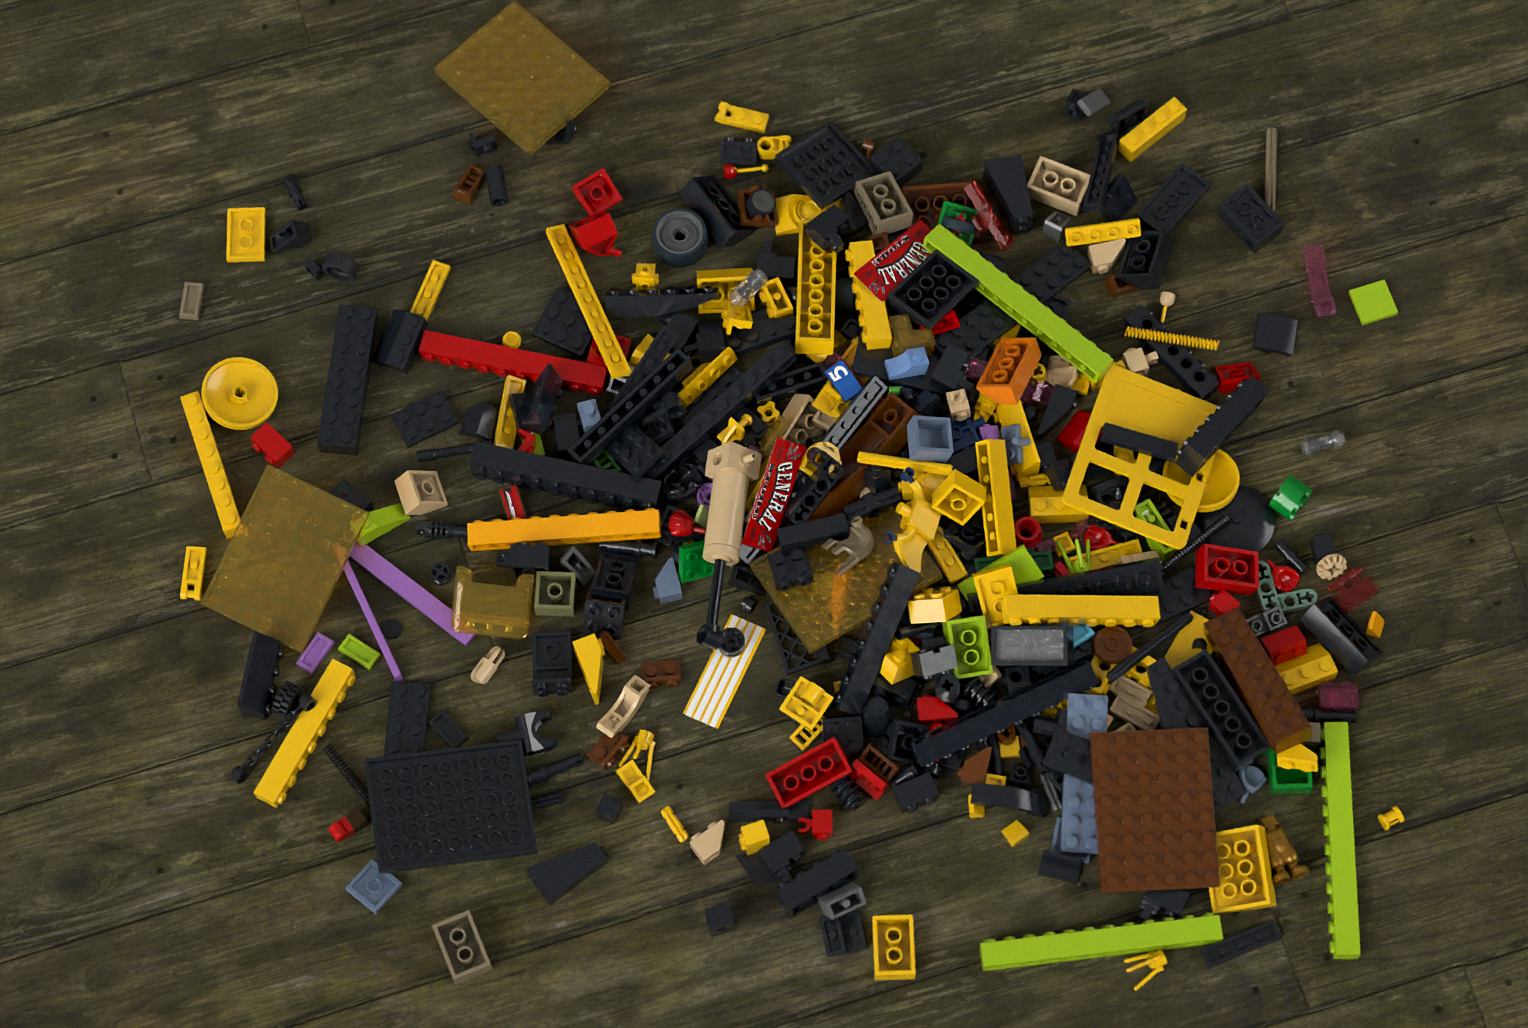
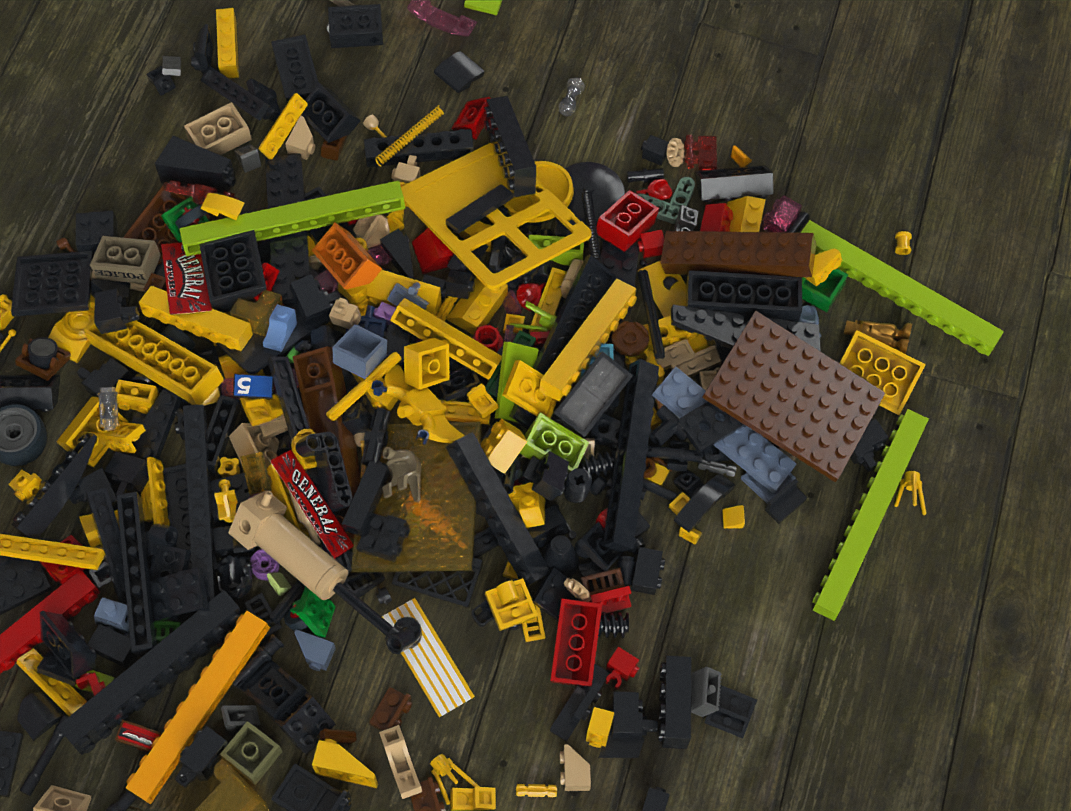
camera: 60 degrees left, 5 degrees down
(683, 524) = (273, 600): red piece -> none
(853, 747) = (577, 590): none -> tan gear
(893, 947) = (773, 676): yellow brick -> none
(933, 710) = (585, 510): red slope -> none
(961, 563) = (482, 401): none -> yellow bracket
(975, 768) = (659, 508): reddish brown slope -> none
(982, 240) = (222, 204): none -> yellow slope
(1240, 944) = (938, 412): black plate -> none
(1290, 497) = (600, 142): green brick -> none

